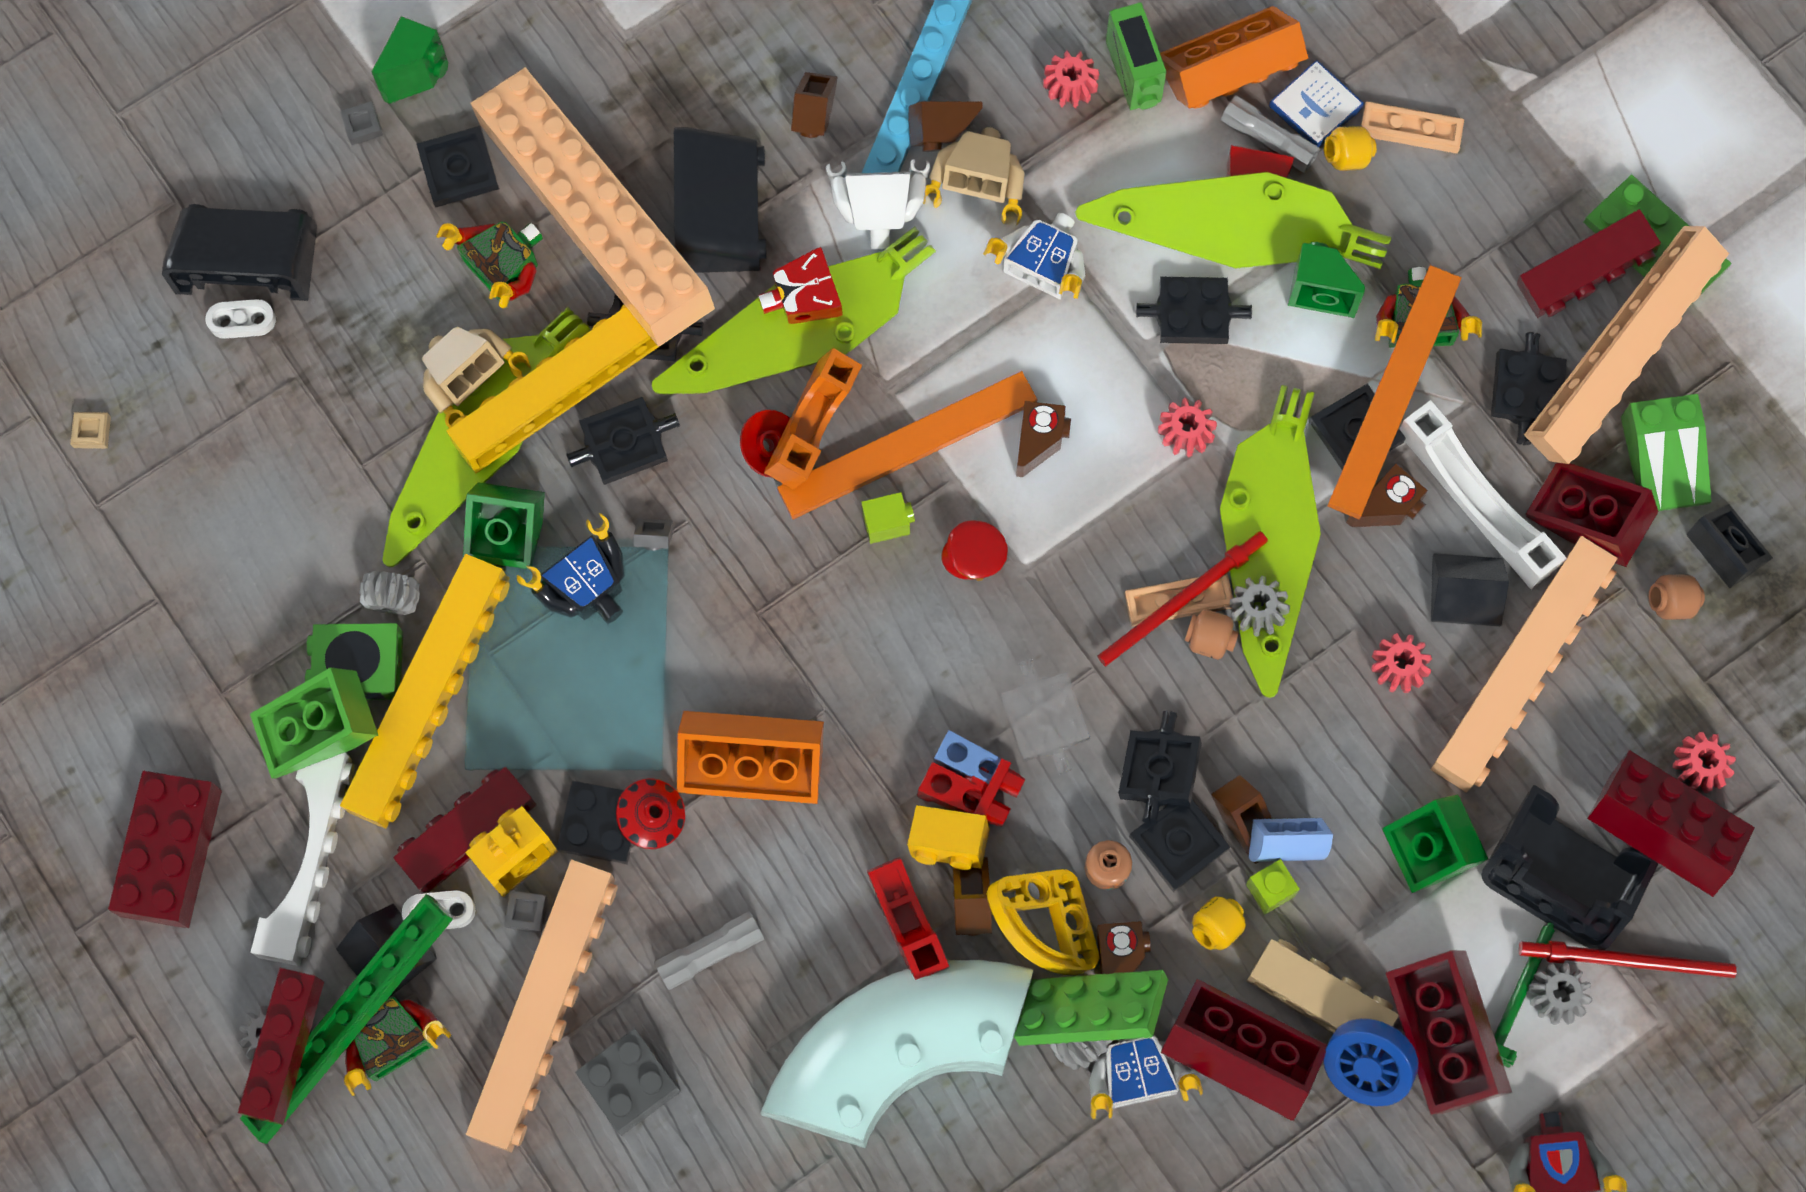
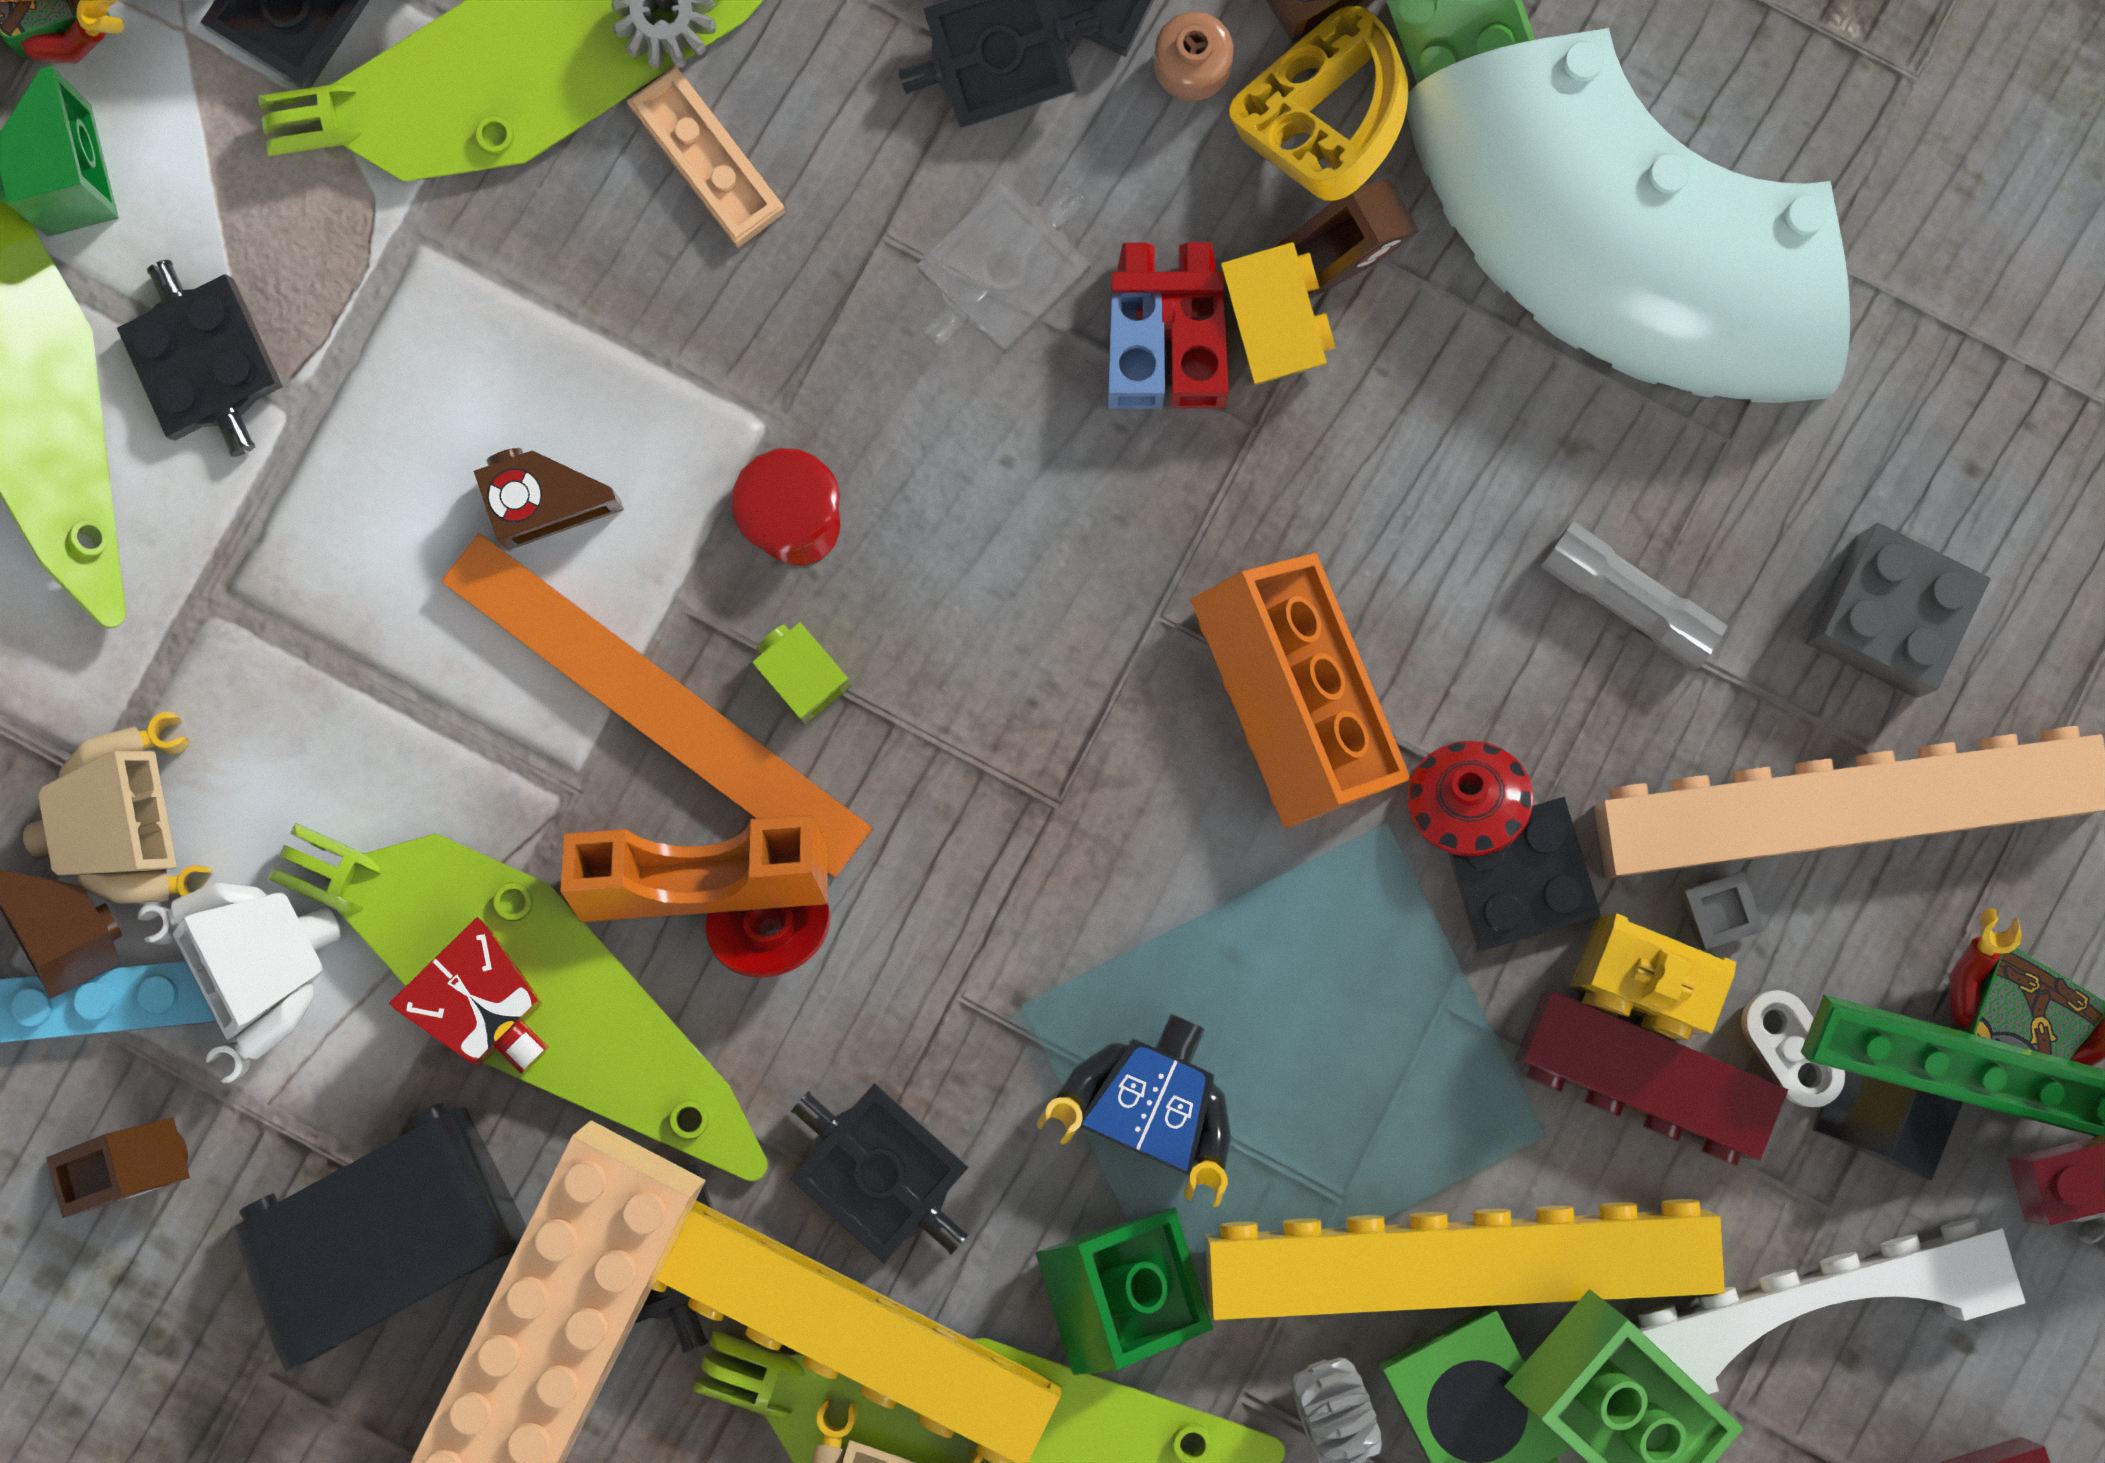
camera: 120 degrees left, 10 degrees up
(653, 534) = (1014, 1036): flat silver plate -> none
(907, 920) = (1442, 304): red arch -> none
(1042, 256) = (221, 636): torso -> none
(1199, 432) = (397, 257): coral gear -> none
(1211, 634) = (744, 73): nougat head -> none
(1235, 558) = (601, 94): red bar -> none

